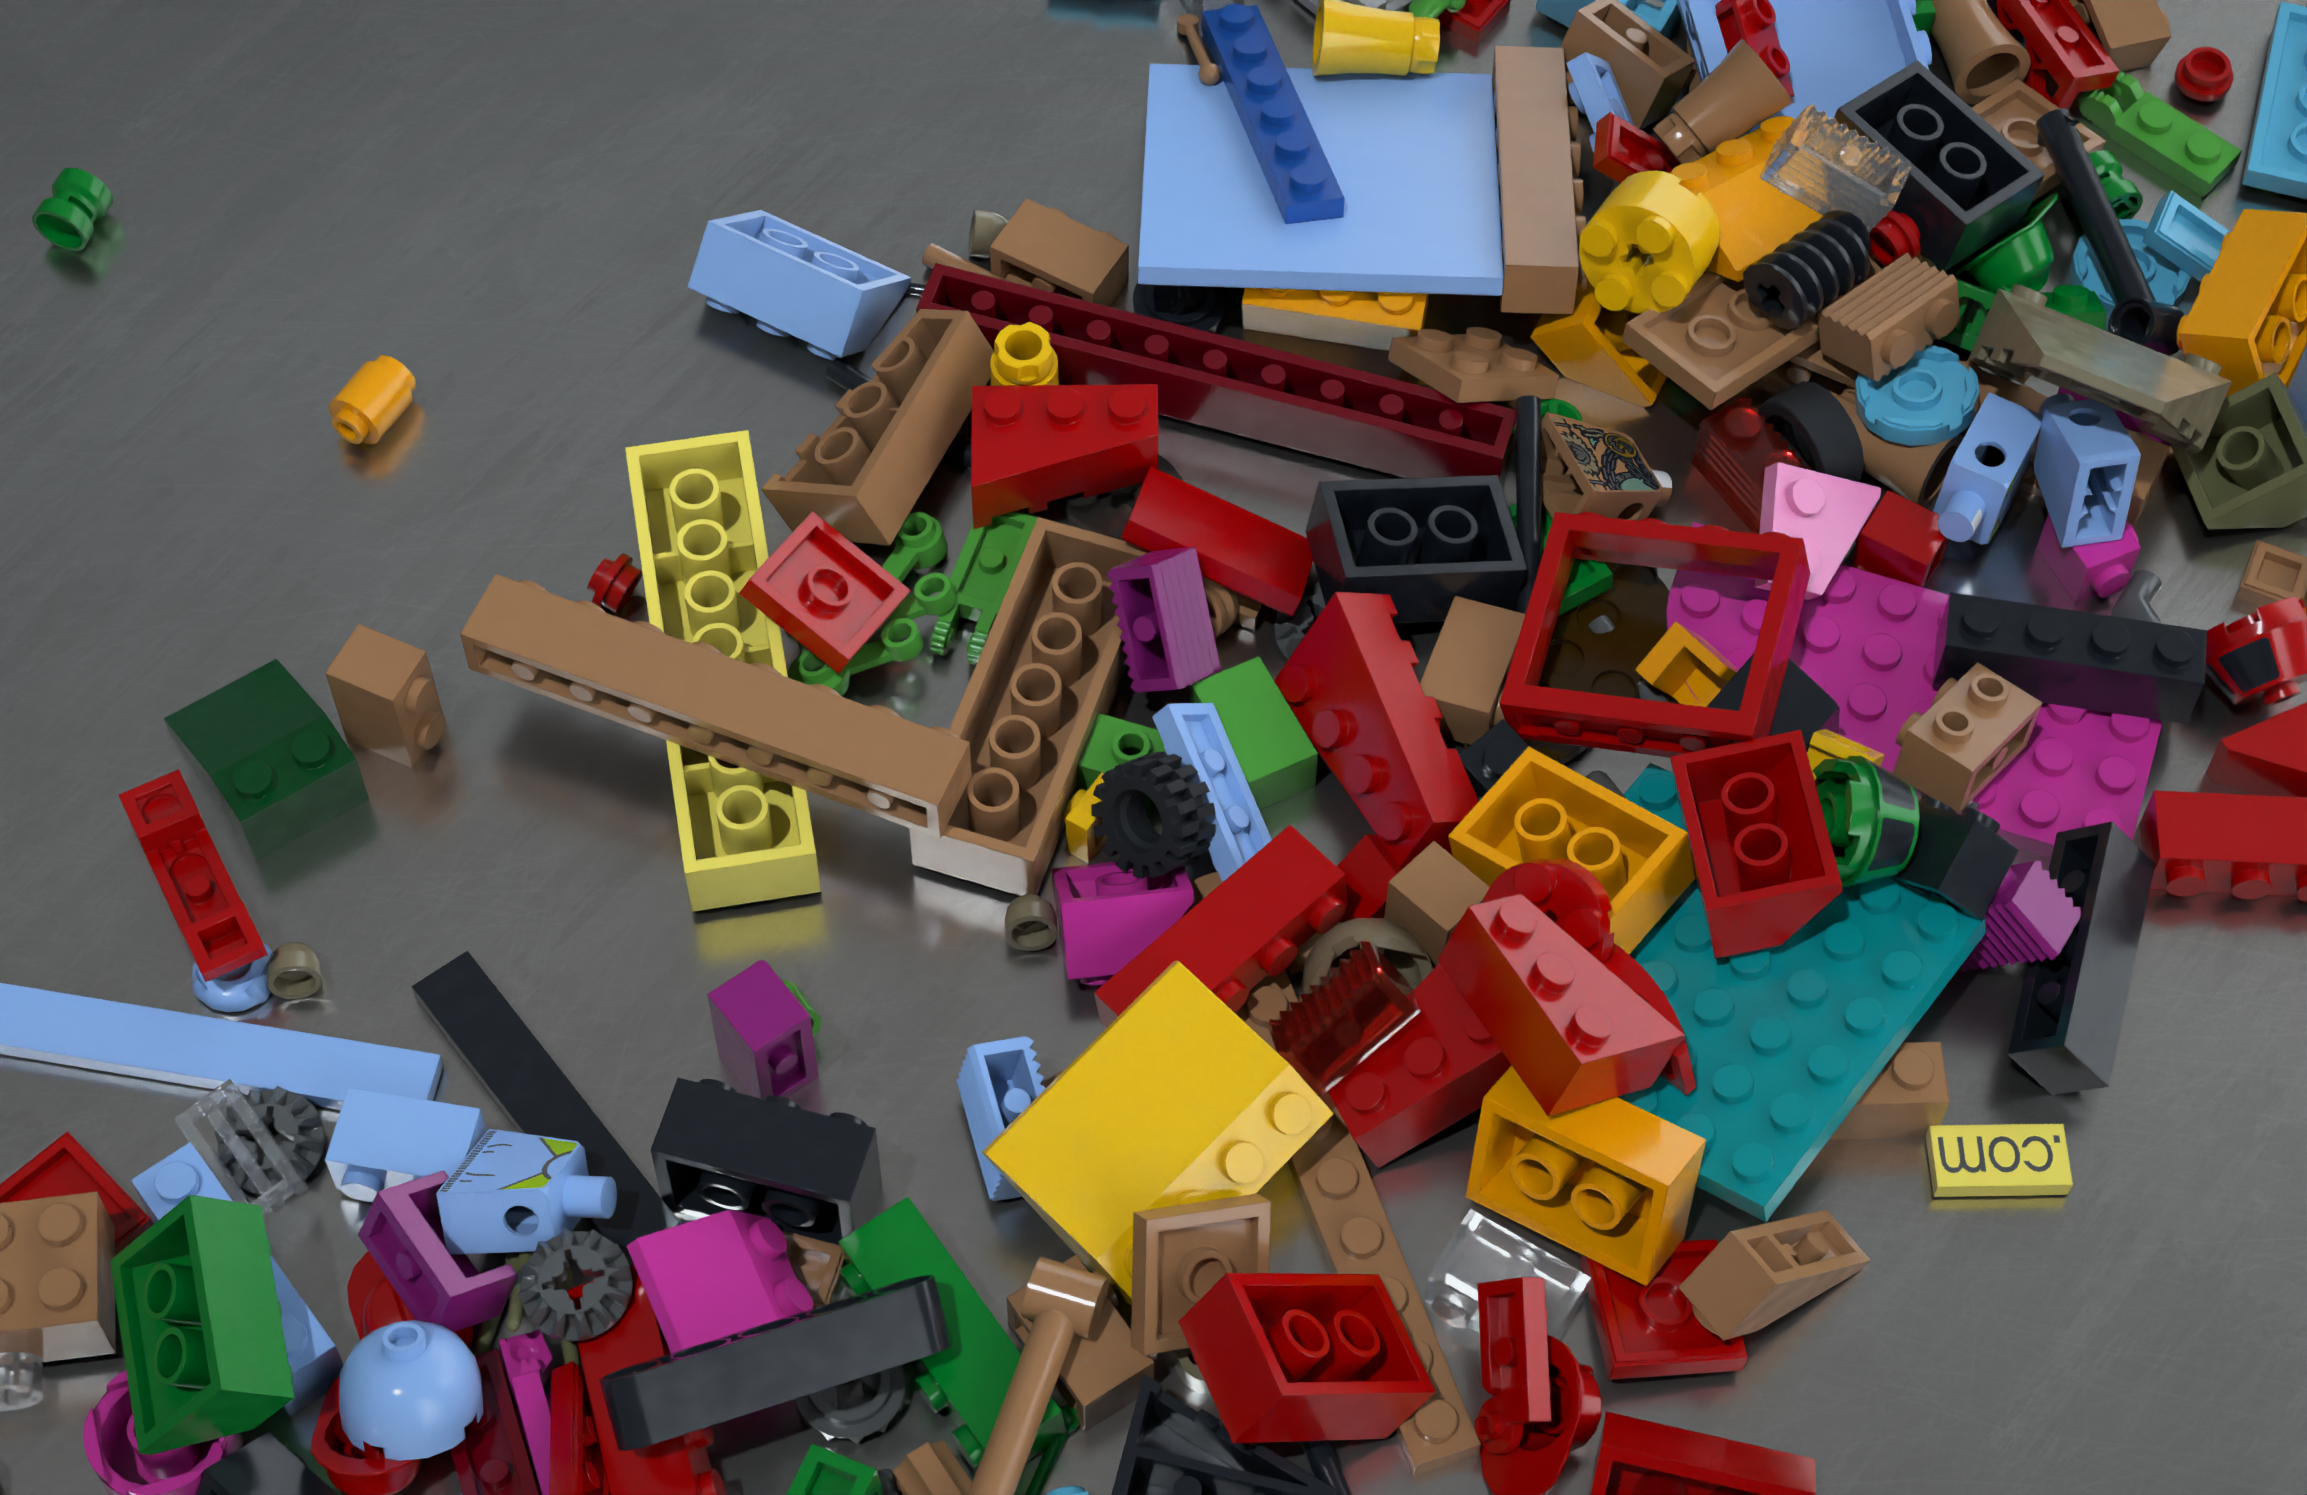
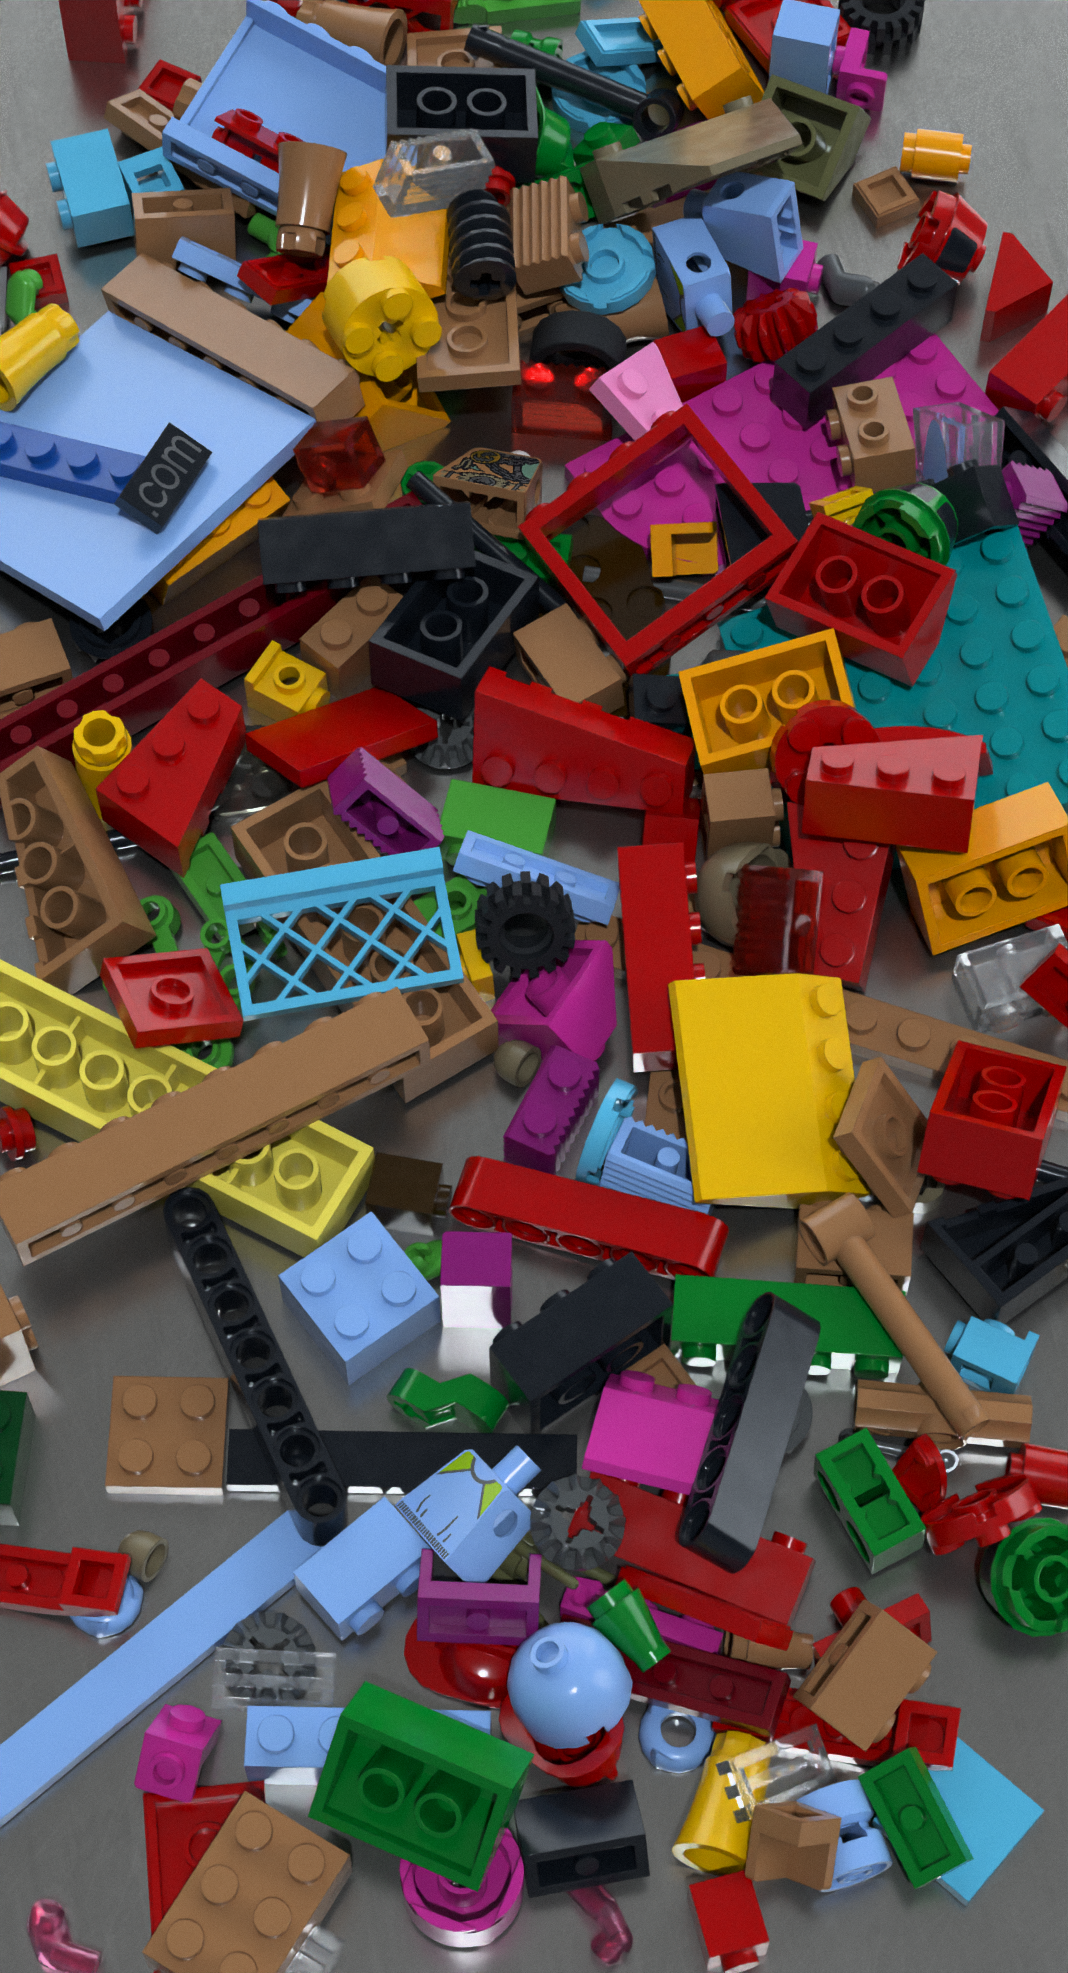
camera: 50 degrees left, 5 degrees up
(122, 1121) = (175, 1751): none -> dark pink bracket
(427, 908) = (168, 1435): none -> medium nougat plate
(506, 1400) = (629, 1625): none -> green cone
(531, 945) = (261, 1386): none -> black beam
(630, 1099) = (436, 1403): none -> green piece
(667, 953) = (360, 1298): none -> light blue brick
(813, 924) = (408, 1193): none -> dark brown brick
(914, 1093) = (587, 1218): none -> red beam
(997, 984) = (552, 1111): none -> magenta brick
(1030, 625) = (333, 888): none -> medium azure fence
(1035, 1016) = (613, 1110): none -> medium azure tile
(1242, 466) = (268, 688): none -> yellow brick
(1323, 209) = (163, 478): none -> black tile
(1331, 459) = (341, 636): none -> medium nougat brick
(1409, 405) = (366, 543): none -> black brick
(1485, 322) = (339, 454): none -> clear red brick
(2017, 572) = (774, 324): none -> red gear
(2038, 808) = (955, 434): none -> clear torso

